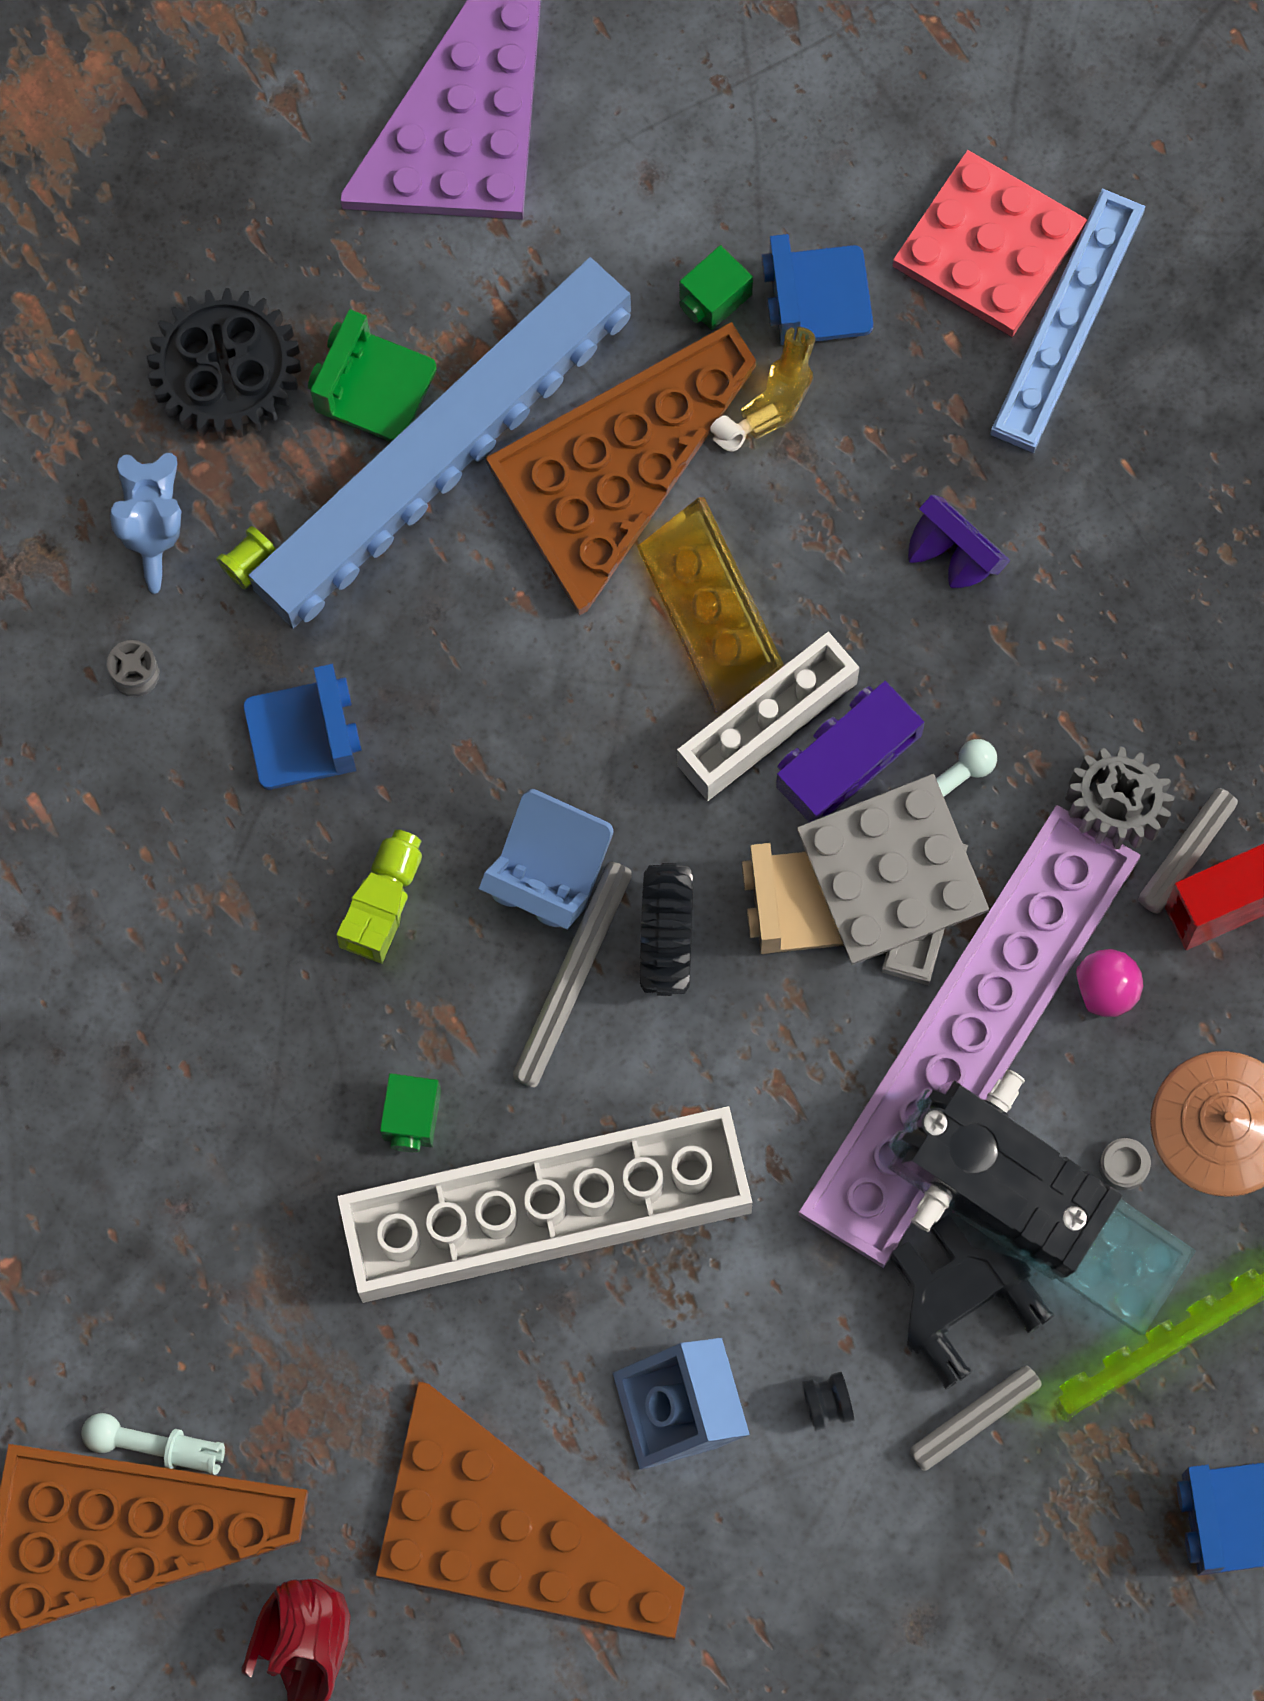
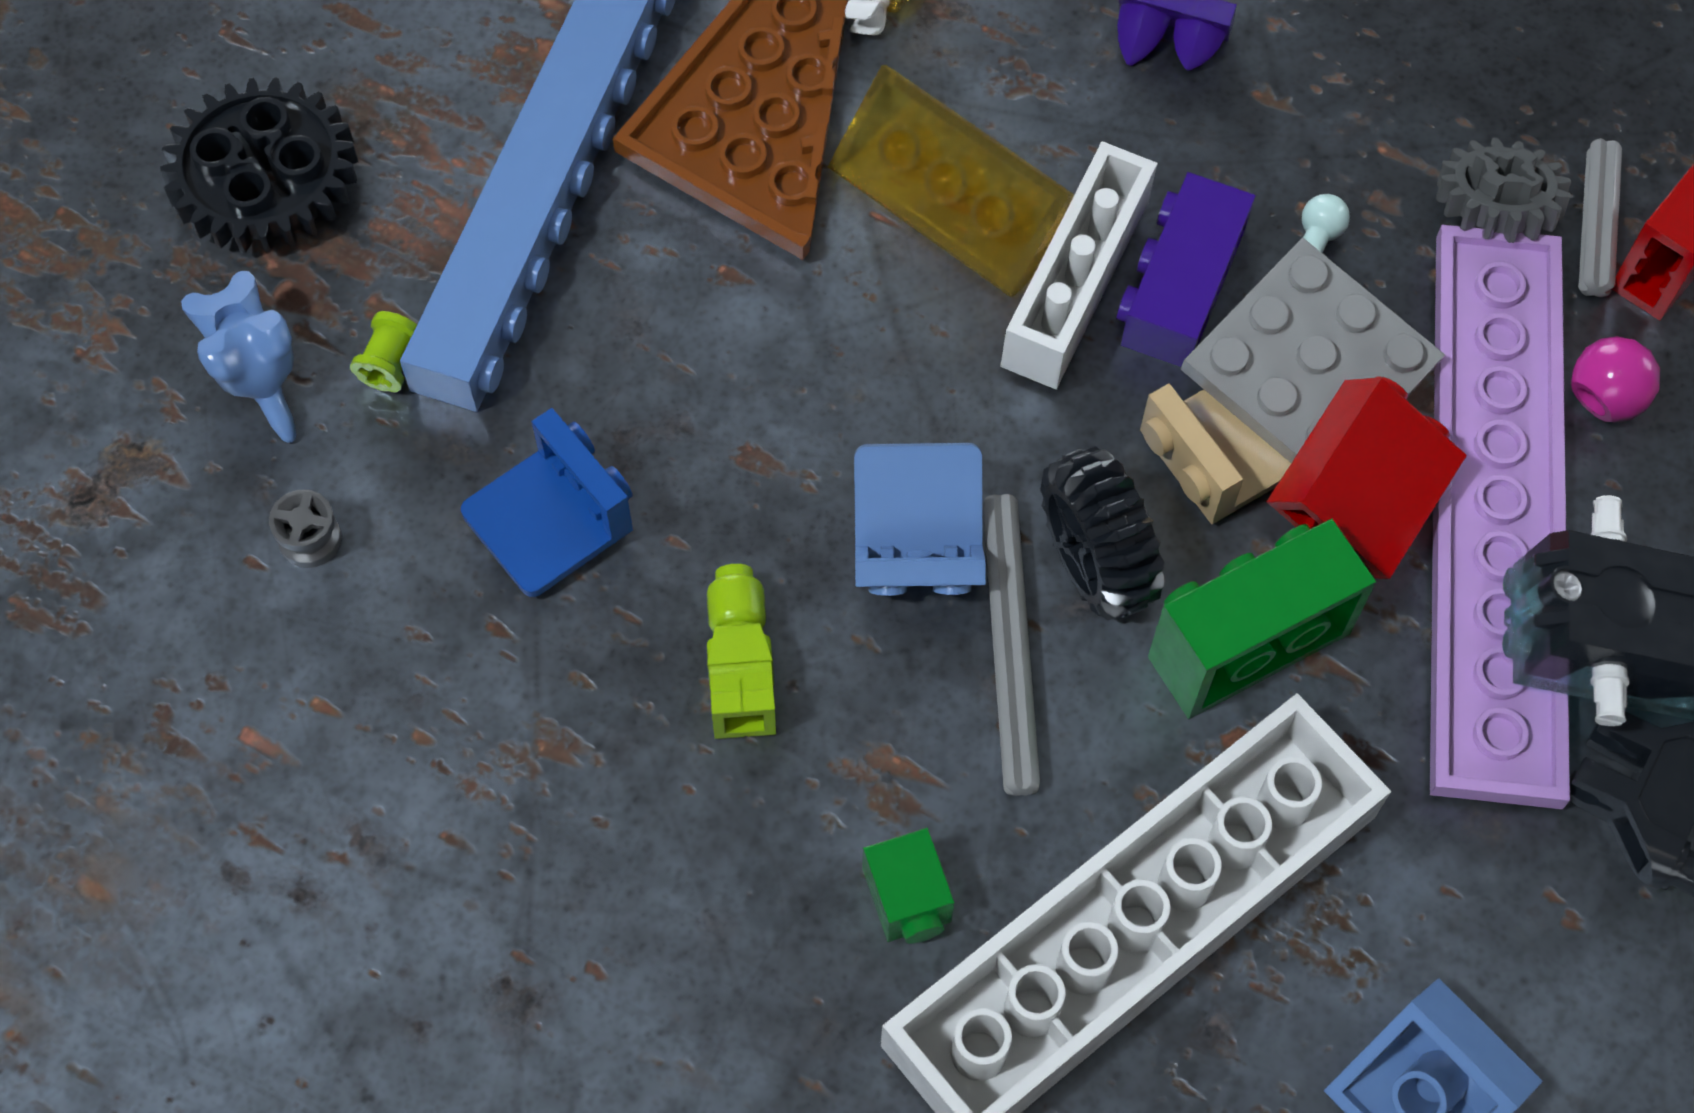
camera: 30 degrees left, 10 degrees down
(369, 380) = (437, 117): green bracket -> none
(740, 1039) = (1259, 616): none -> green brick
(828, 1401) = (1604, 994): black wheel -> none
(875, 975) = (1371, 470): none -> red brick

